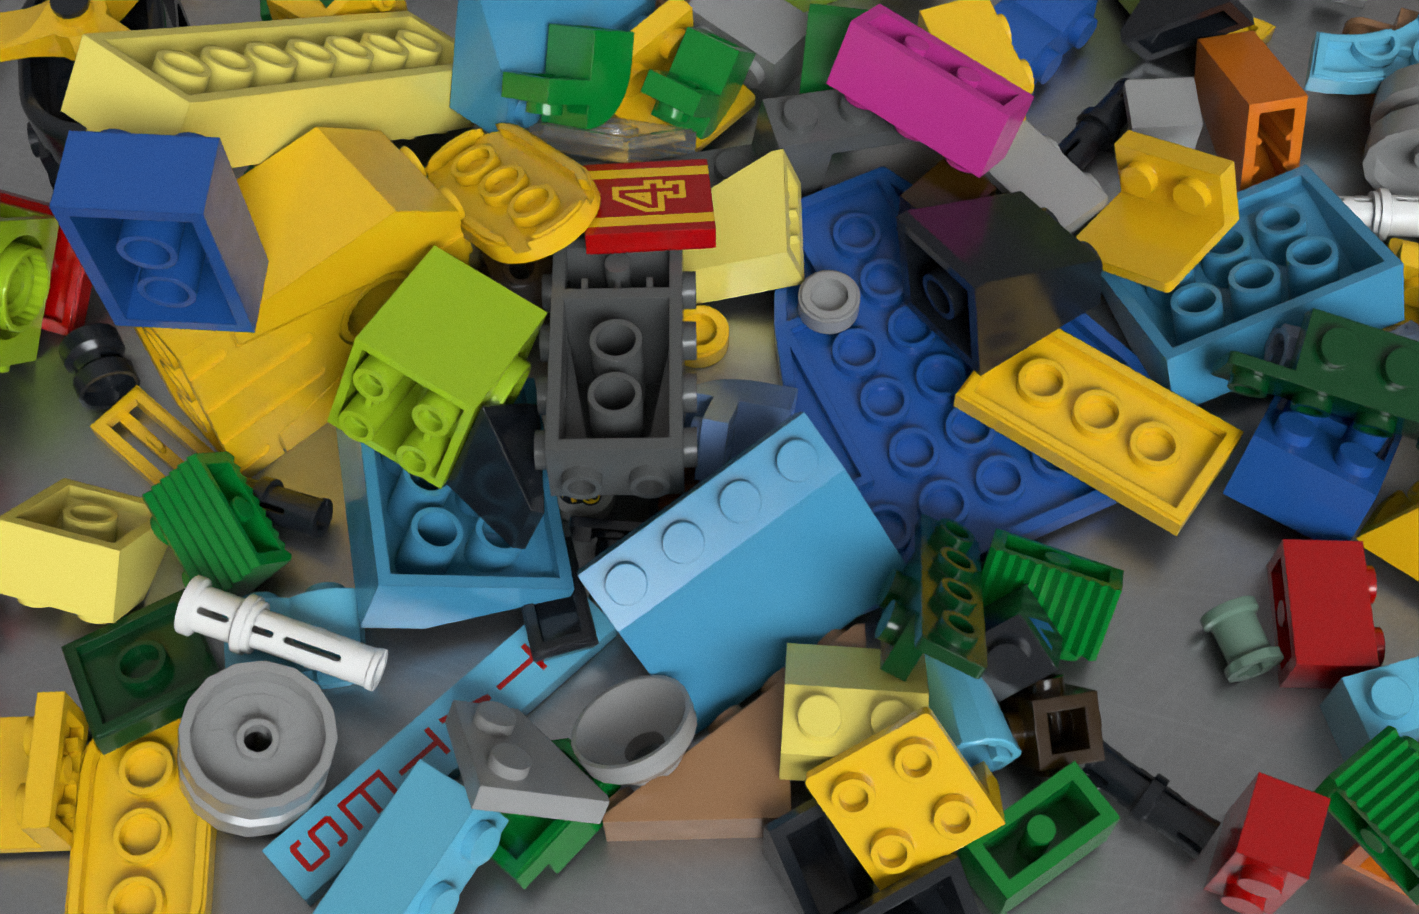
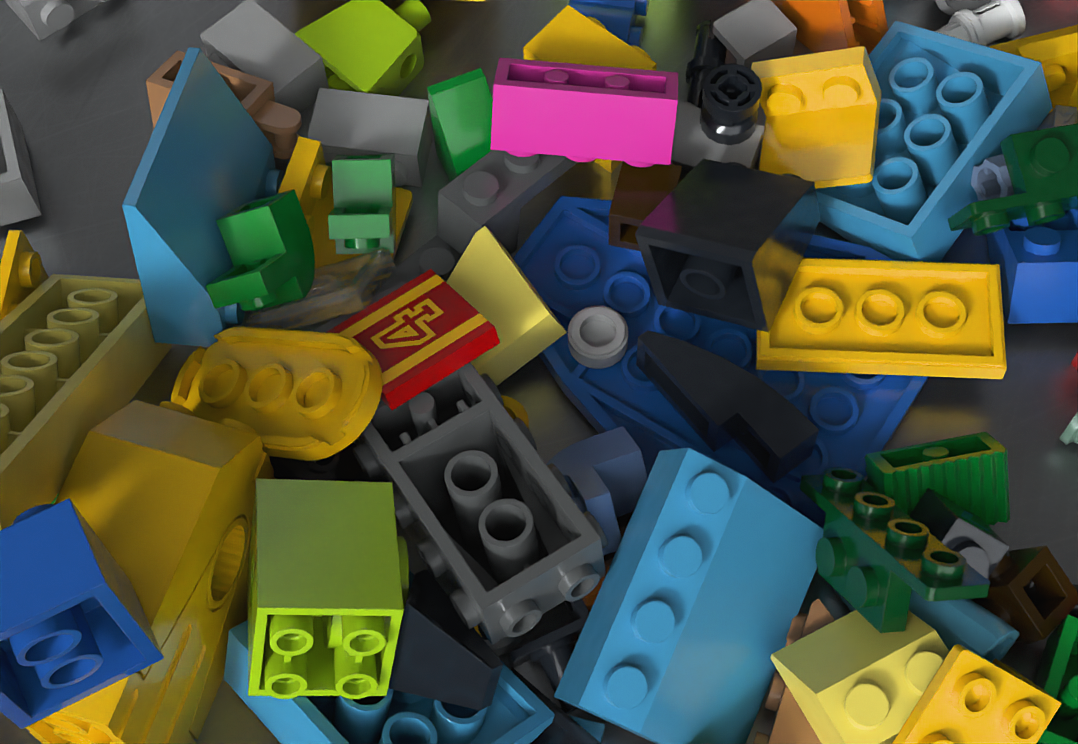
camera: 30 degrees left, 0 degrees up
(900, 418) = (727, 403): none -> black slope
(1081, 156) = (730, 104): none -> black wheel

